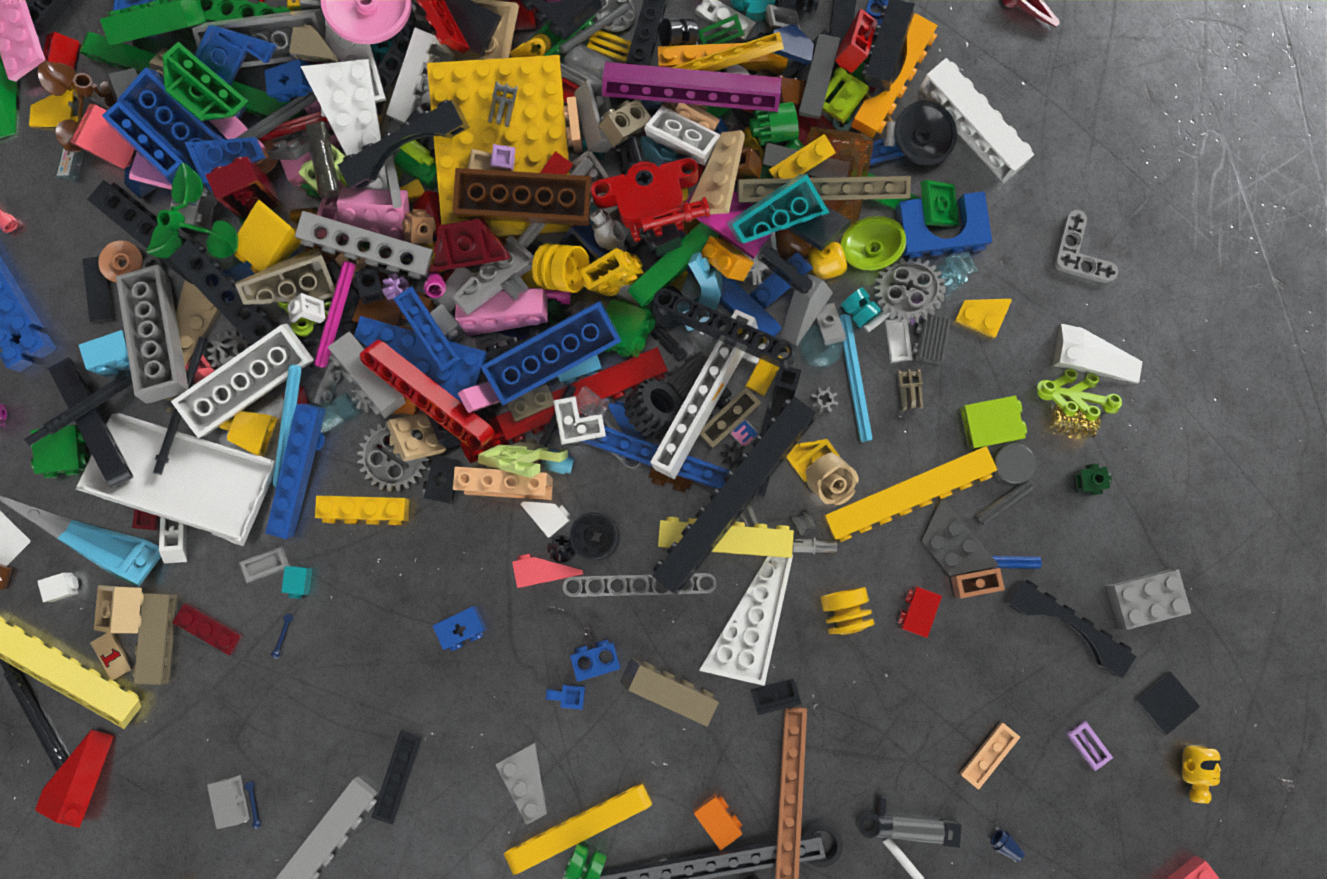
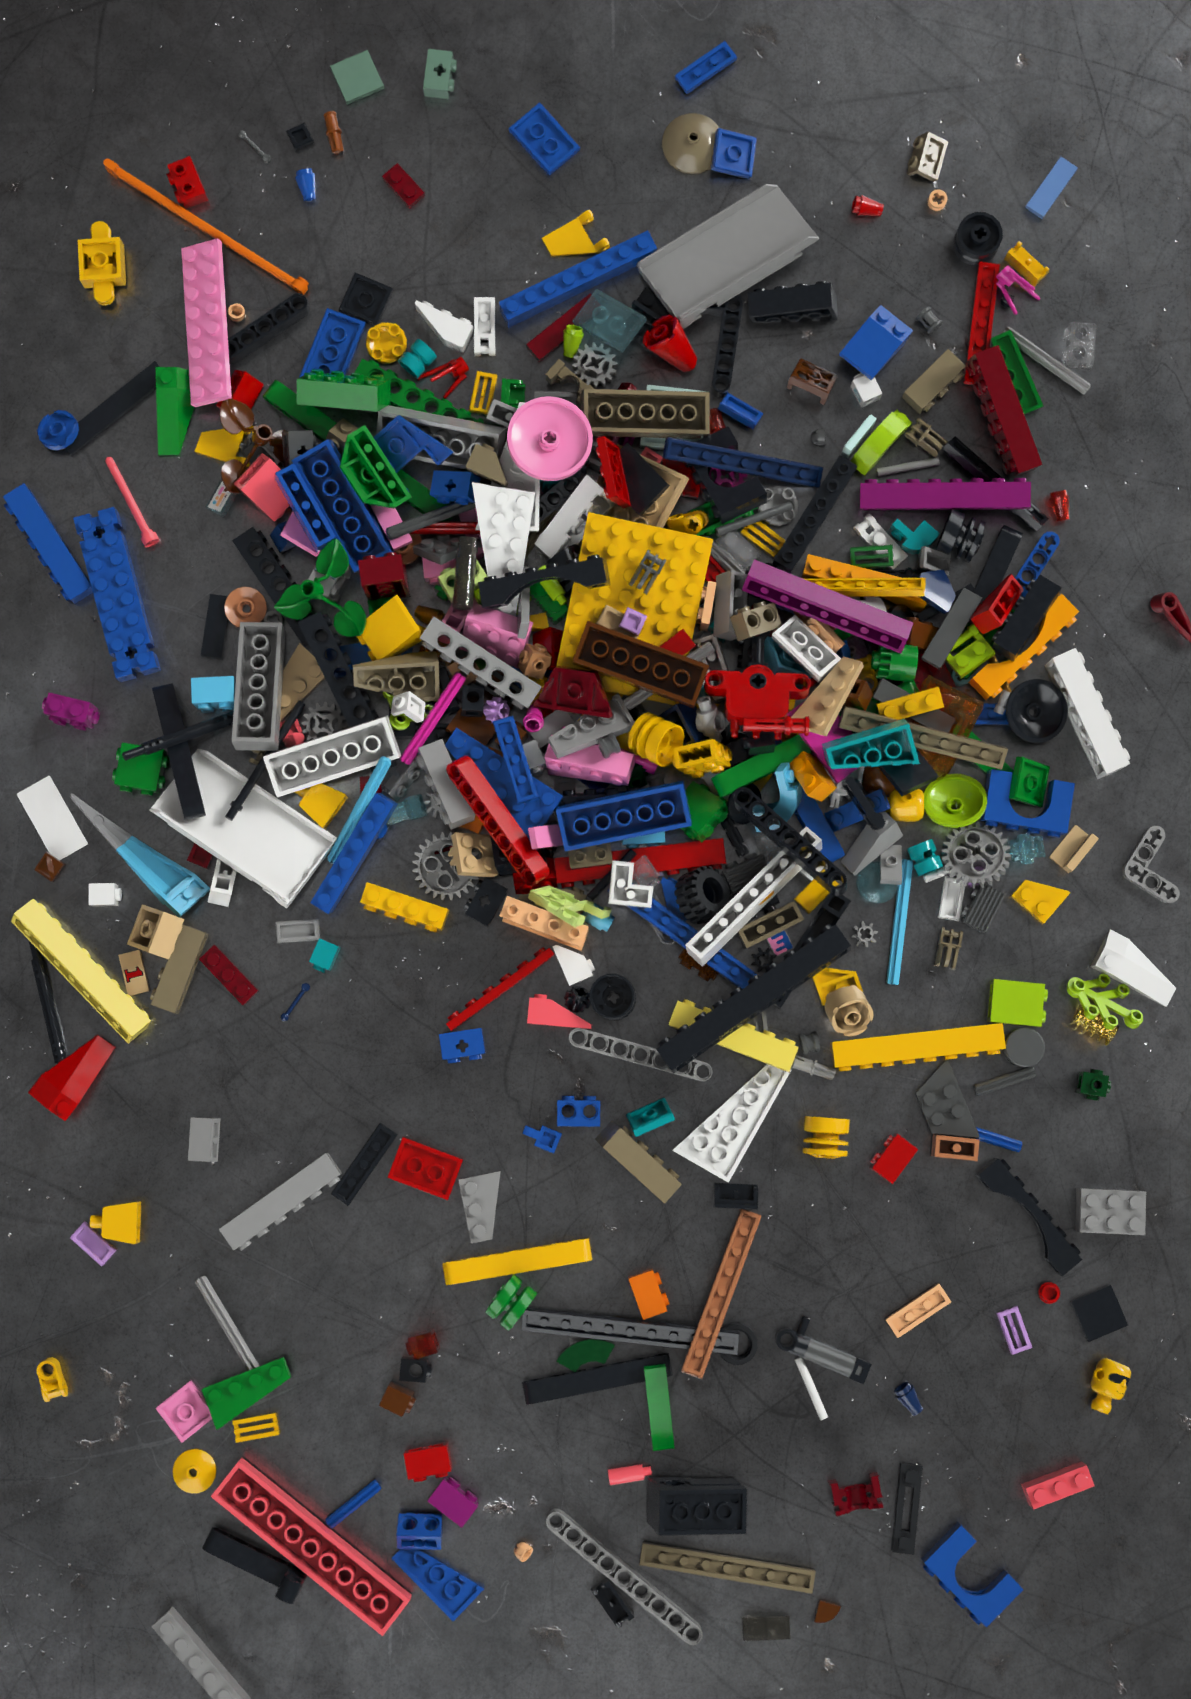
camera: 15 degrees right, 0 degrees up
(215, 153) = (371, 540): blue wing -> none
(249, 786) = (226, 1131): dark blue hinge -> none
(459, 763) = (425, 1168): none -> red plate
(474, 569) = (492, 993): none -> red plate
(667, 644) = (650, 1117): none -> teal tile
(678, 32) = (831, 545): black wheel -> none
(1001, 256) = (1073, 848): none -> tan panel
(1112, 698) = (1049, 1292): none -> red plate

